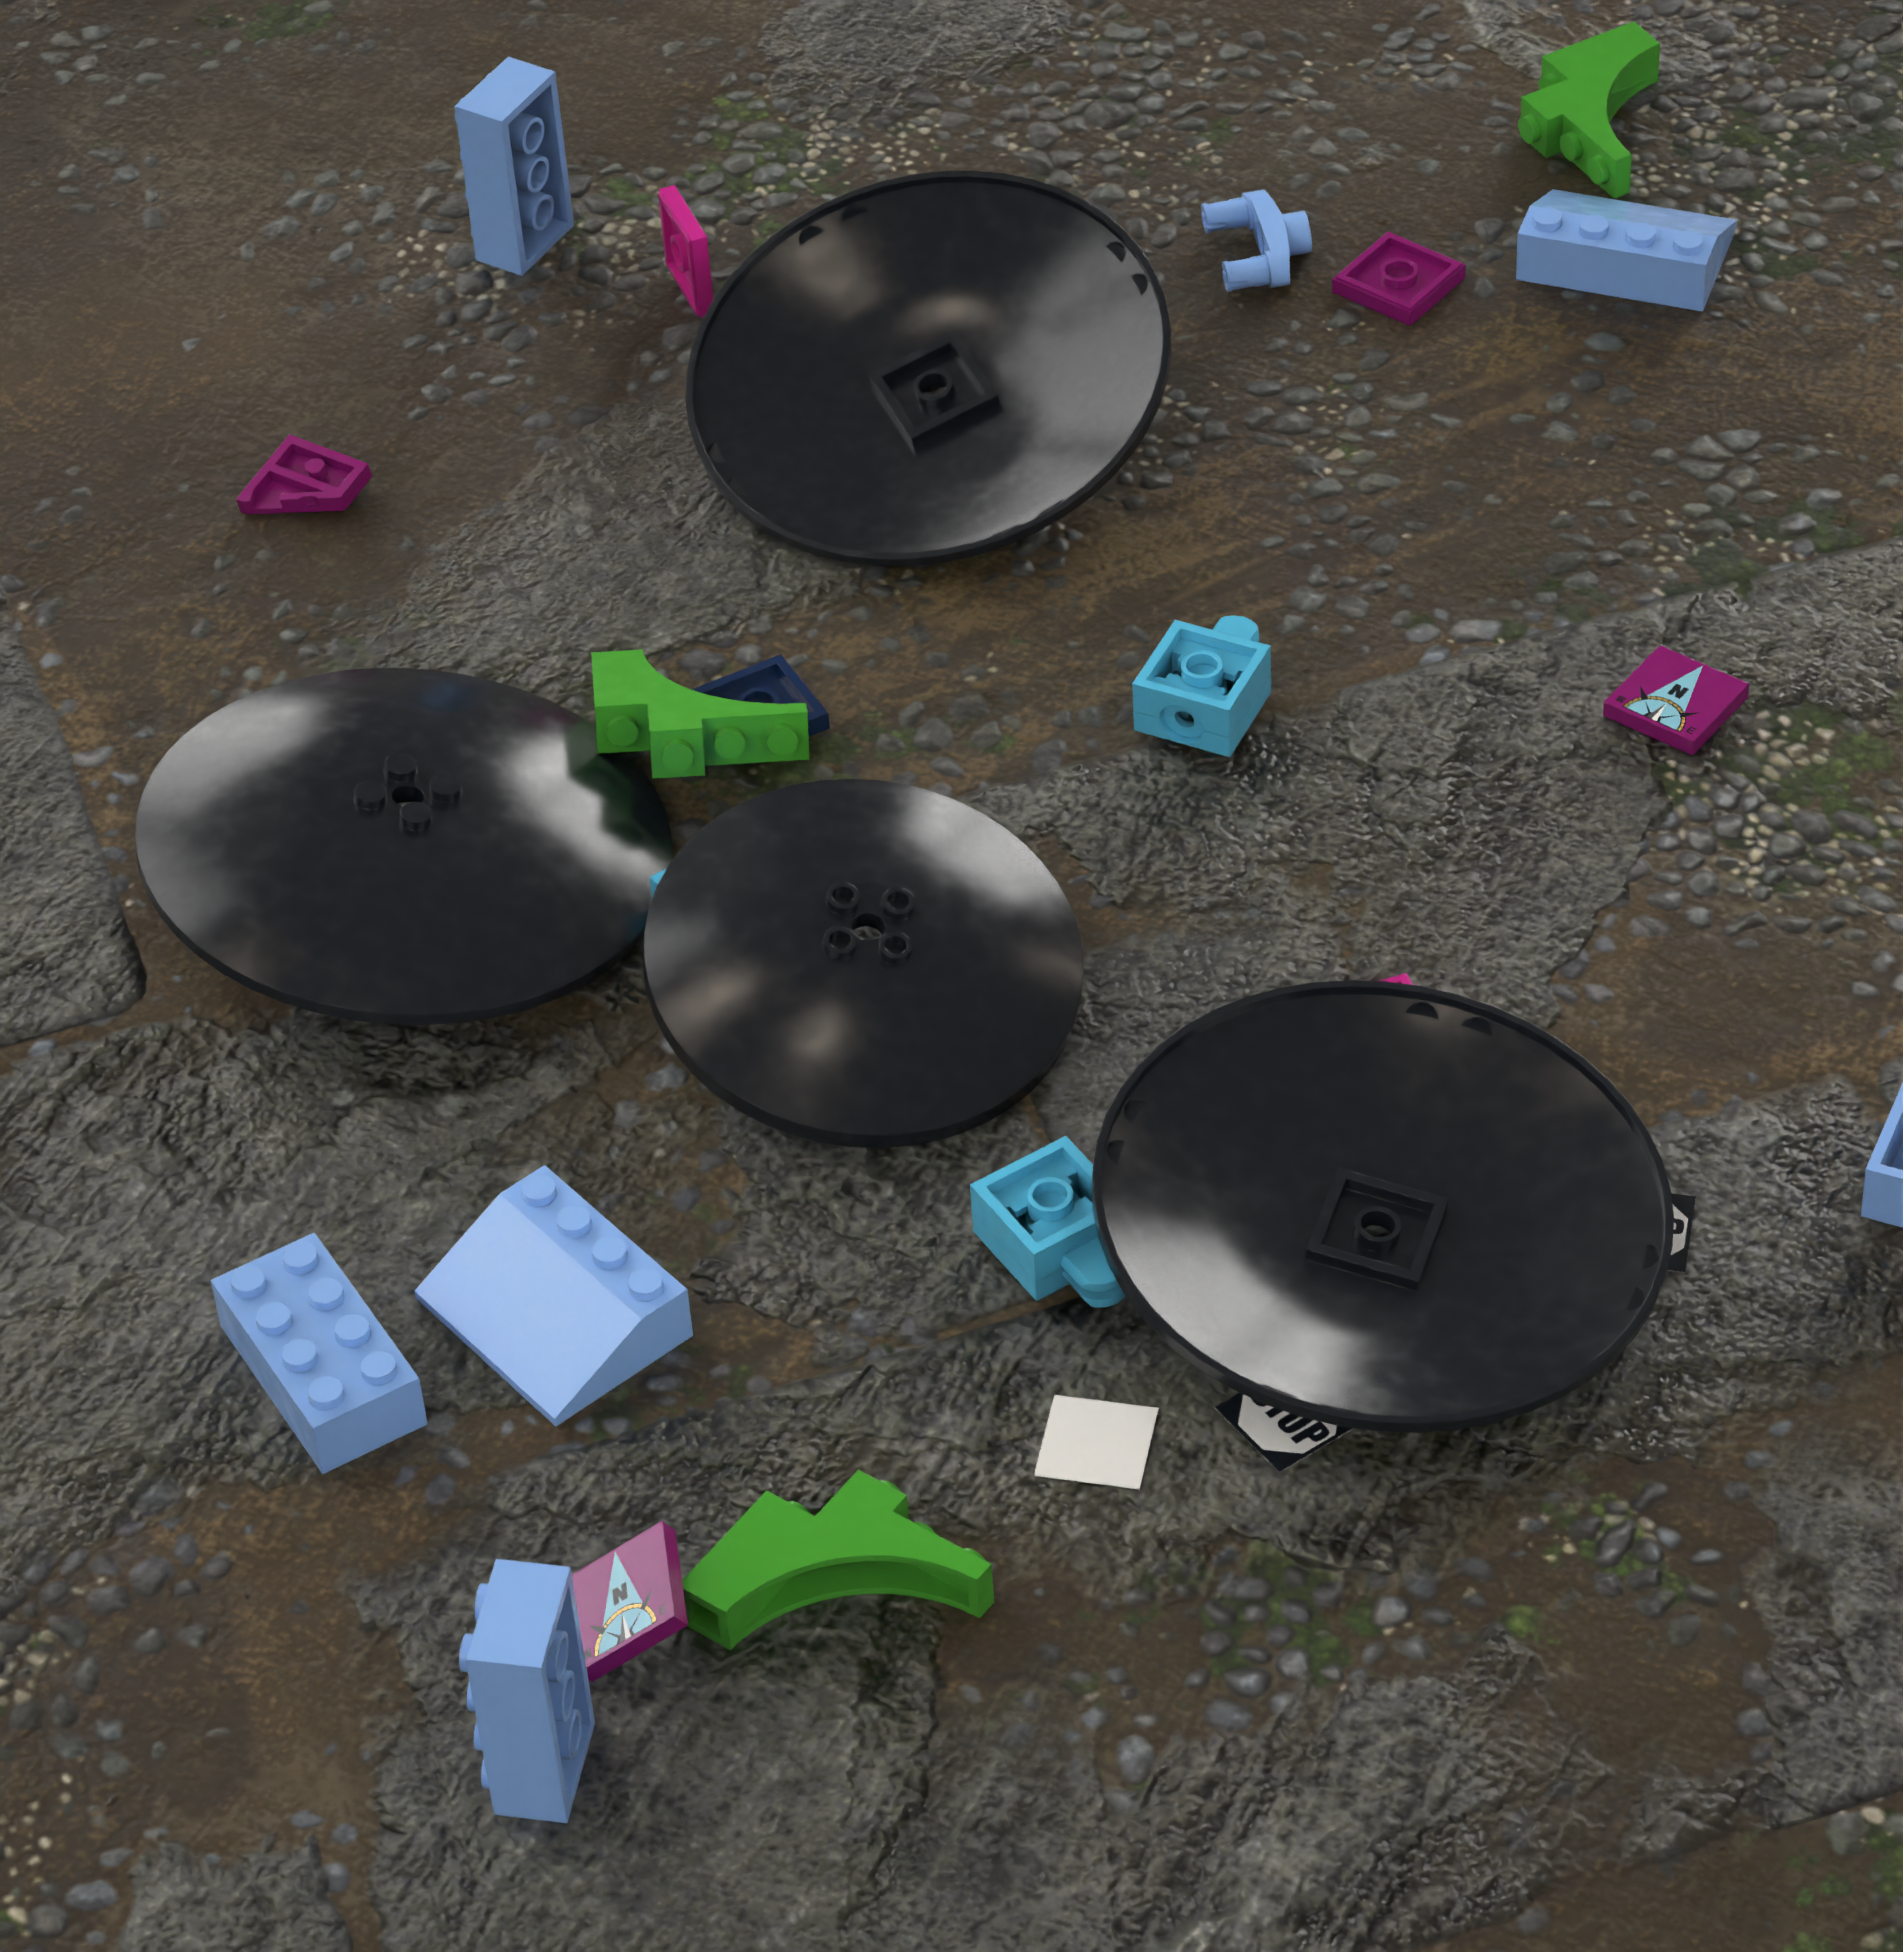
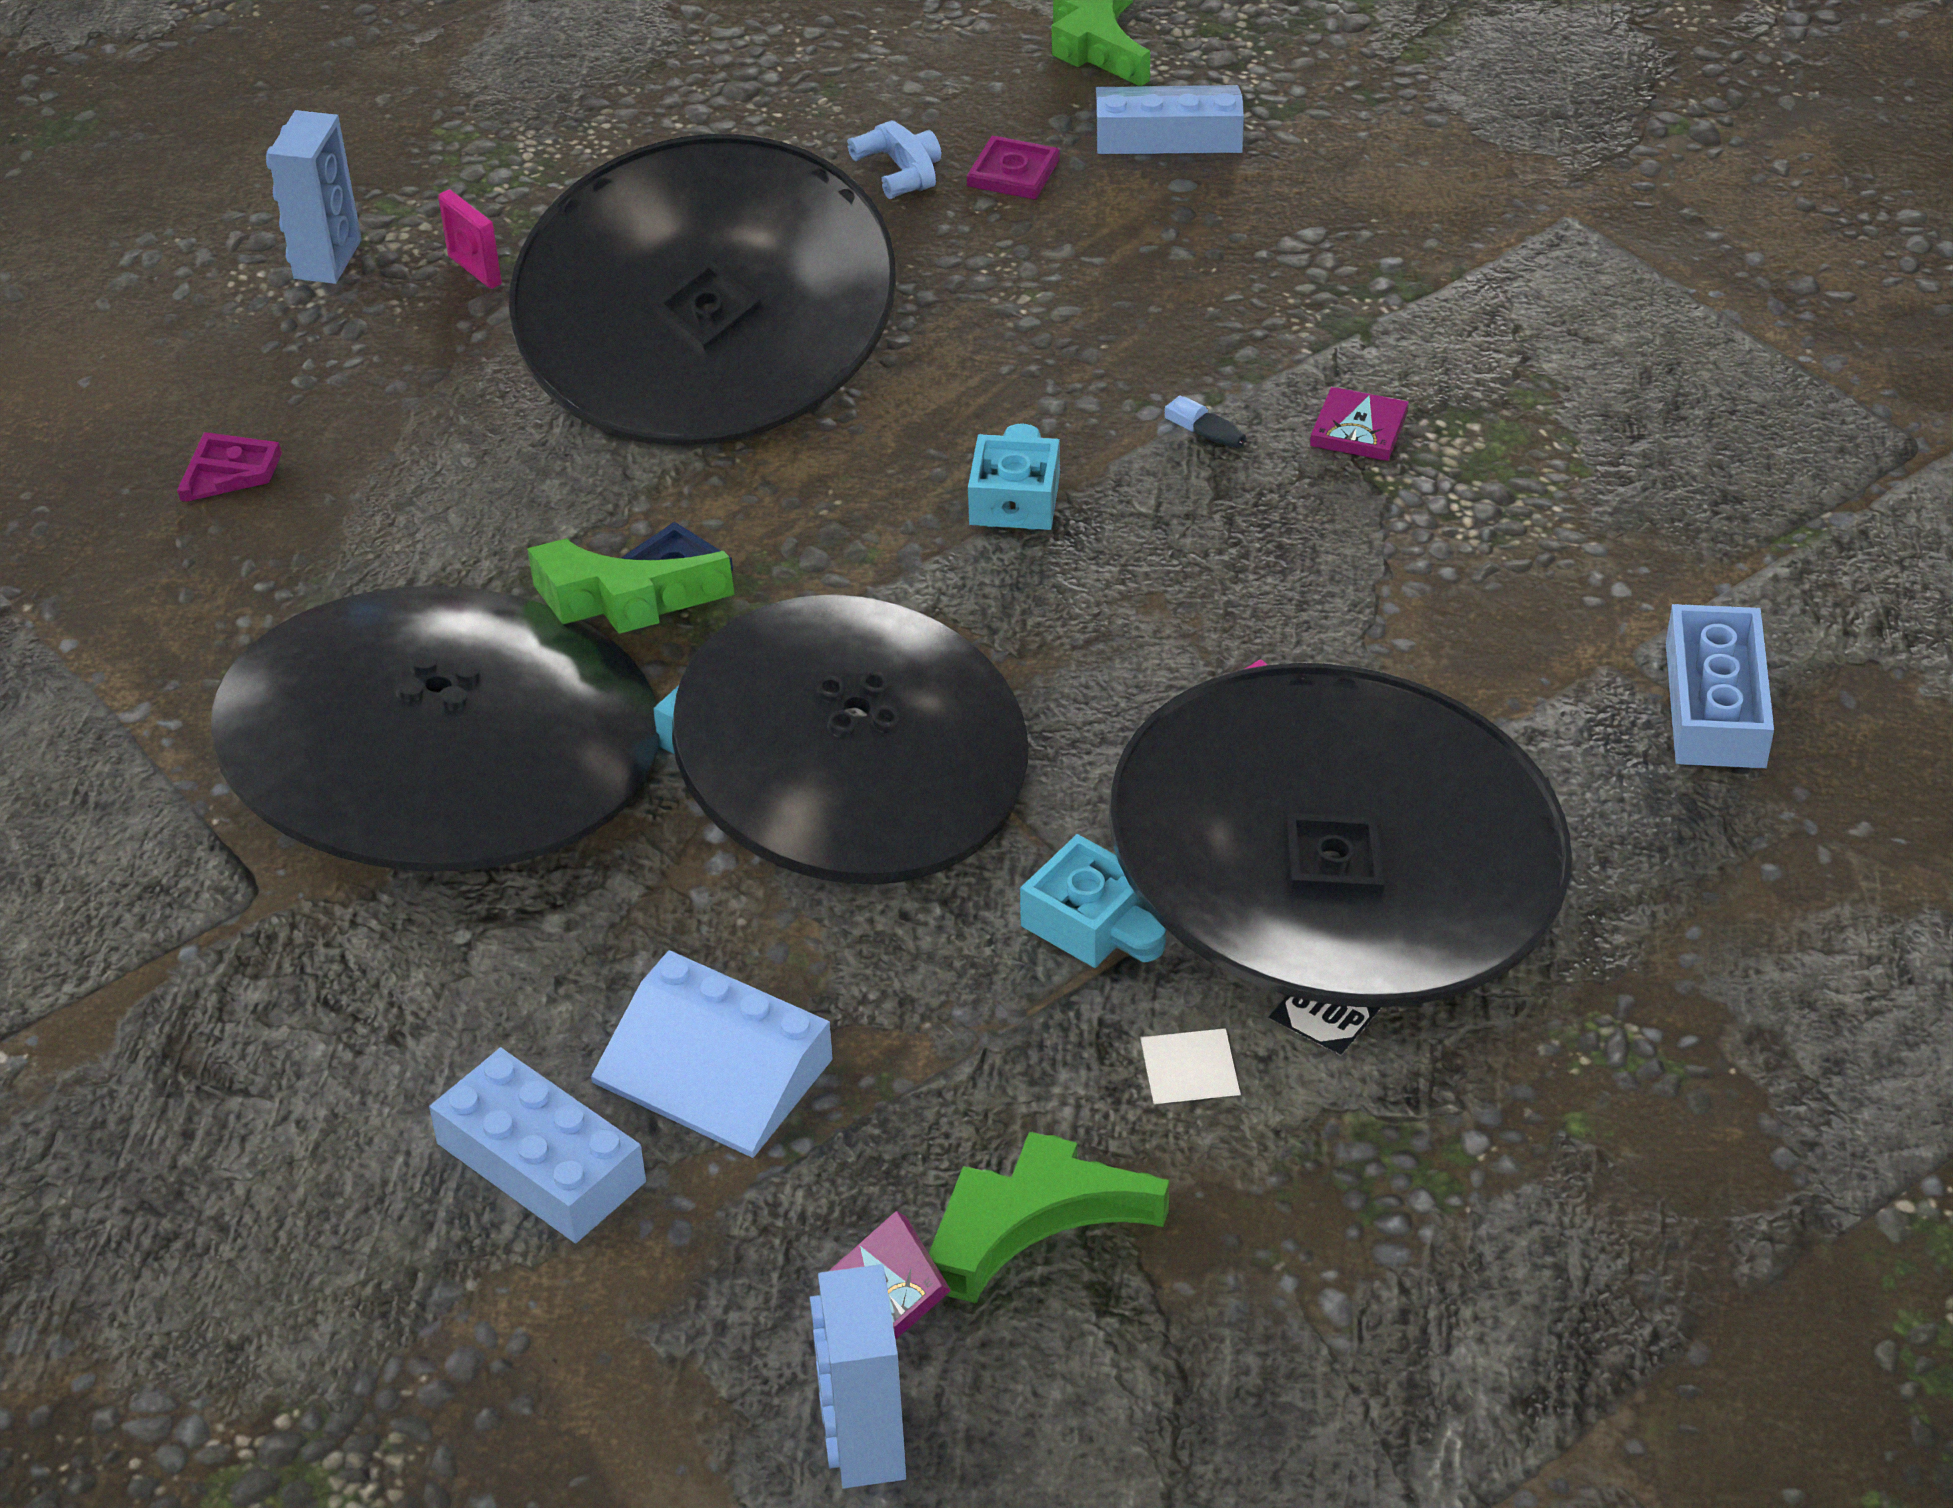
camera: 20 degrees left, 0 degrees up
(1481, 660) = (1209, 425): none -> piece

